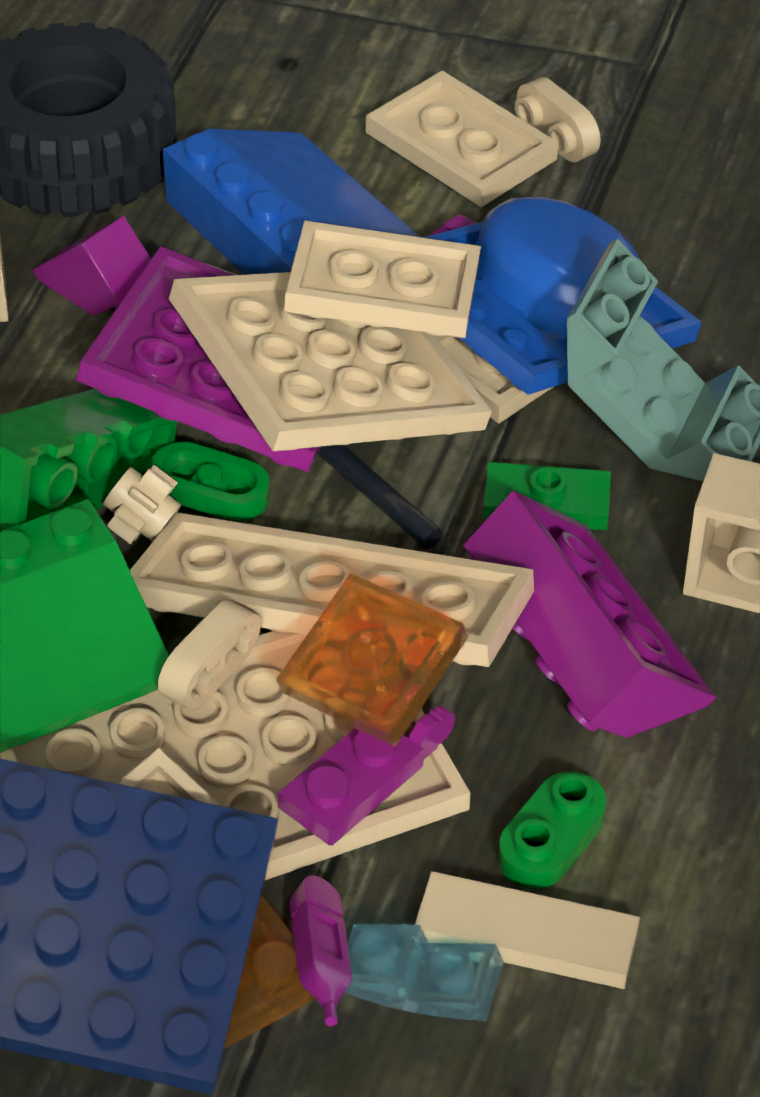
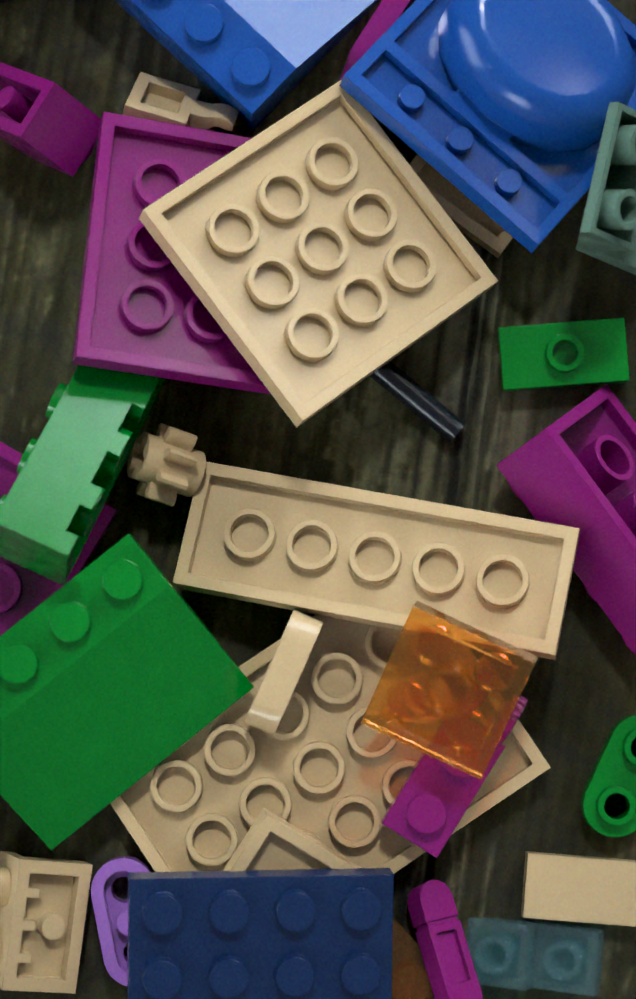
camera: 20 degrees left, 40 degrees up
(214, 481) = (222, 413): green plate -> none
(383, 279) = (363, 150): tan plate -> none

